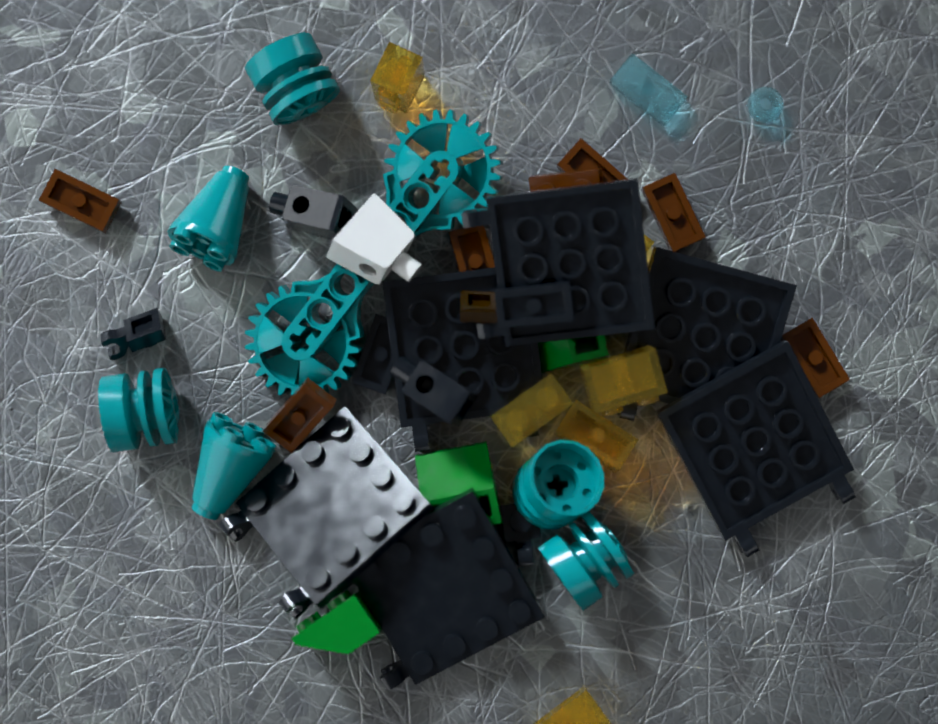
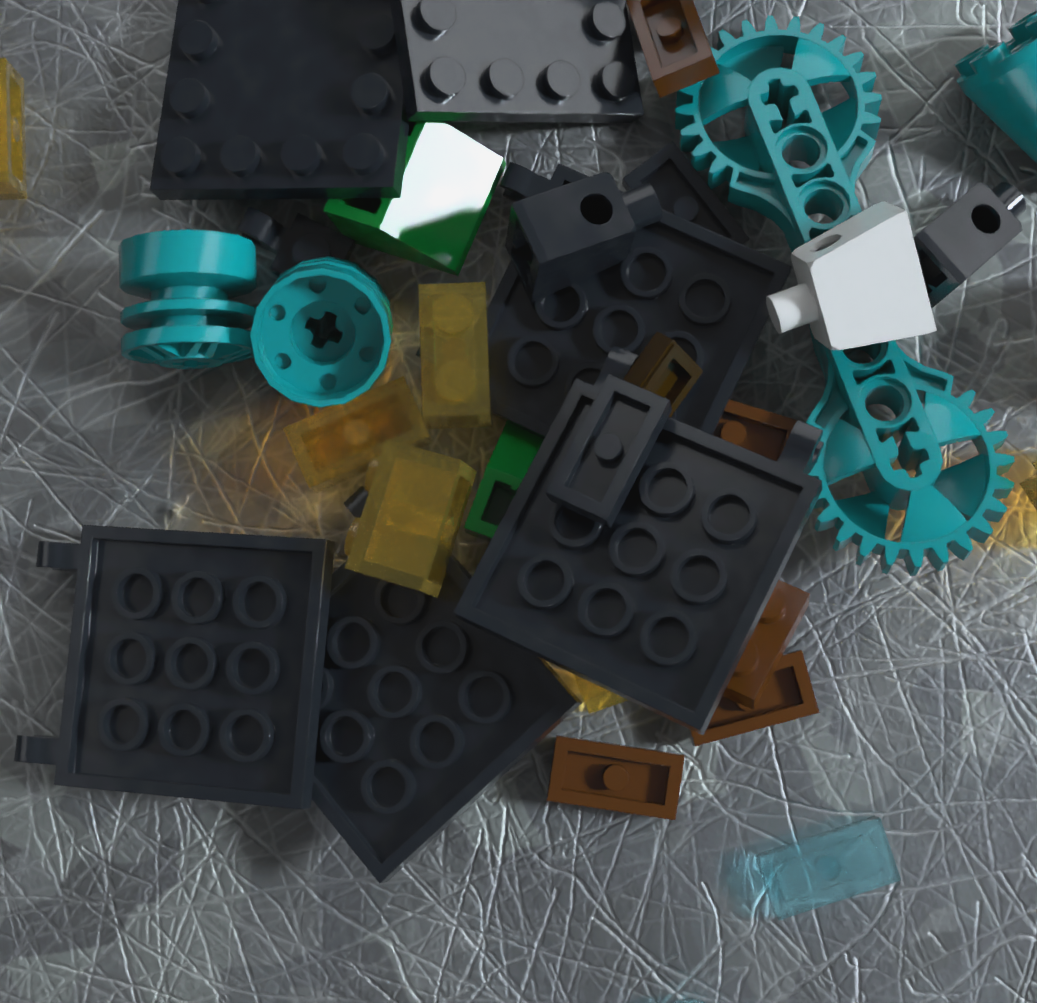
camera: 120 degrees right, 0 degrees up
(816, 357) = (259, 842): reddish brown plate -> none

